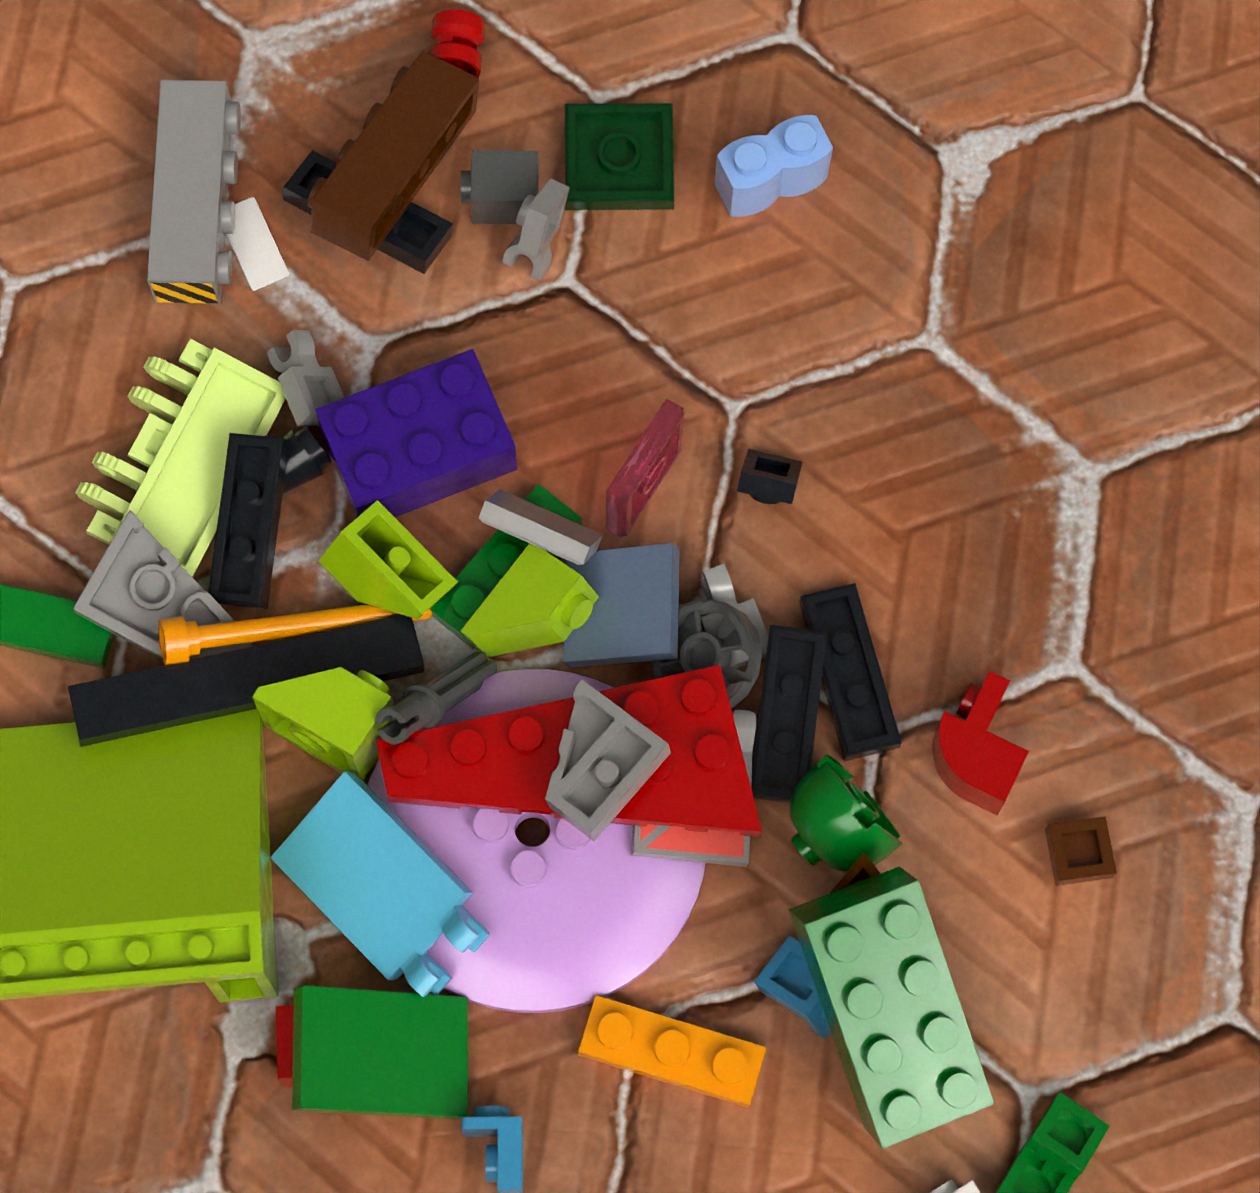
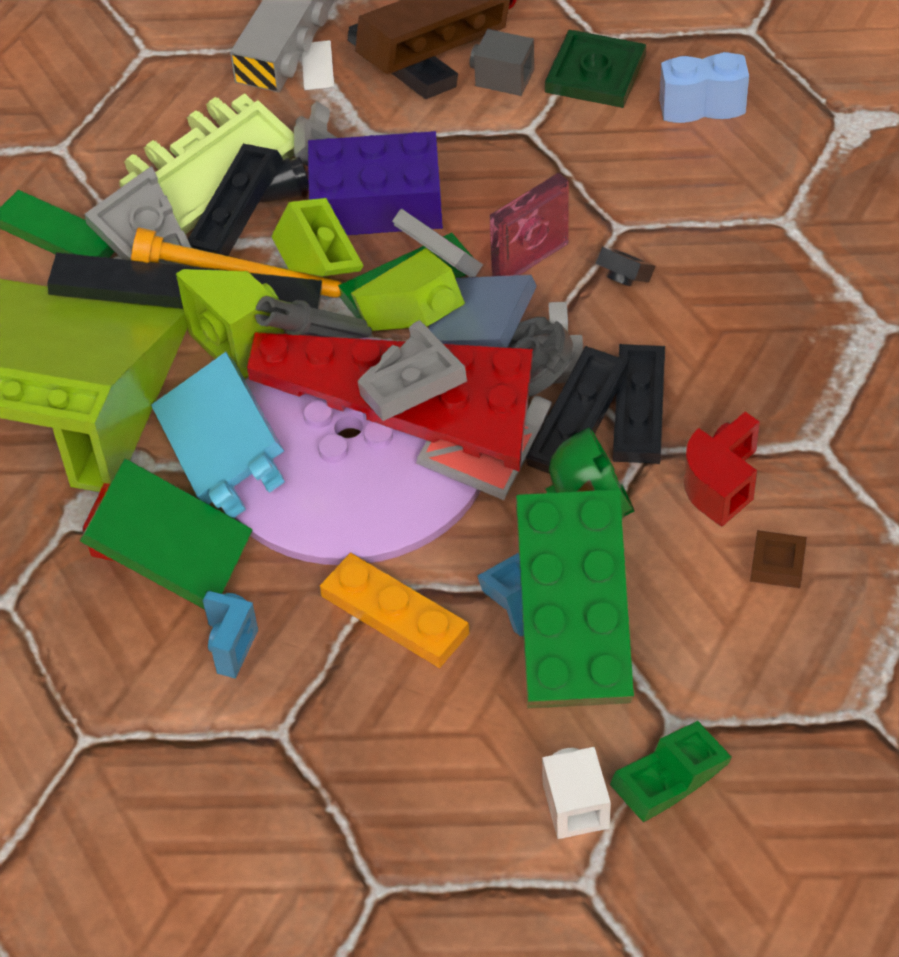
camera: 25 degrees right, 20 degrees down
(540, 221) = (516, 78): light grey plate -> none

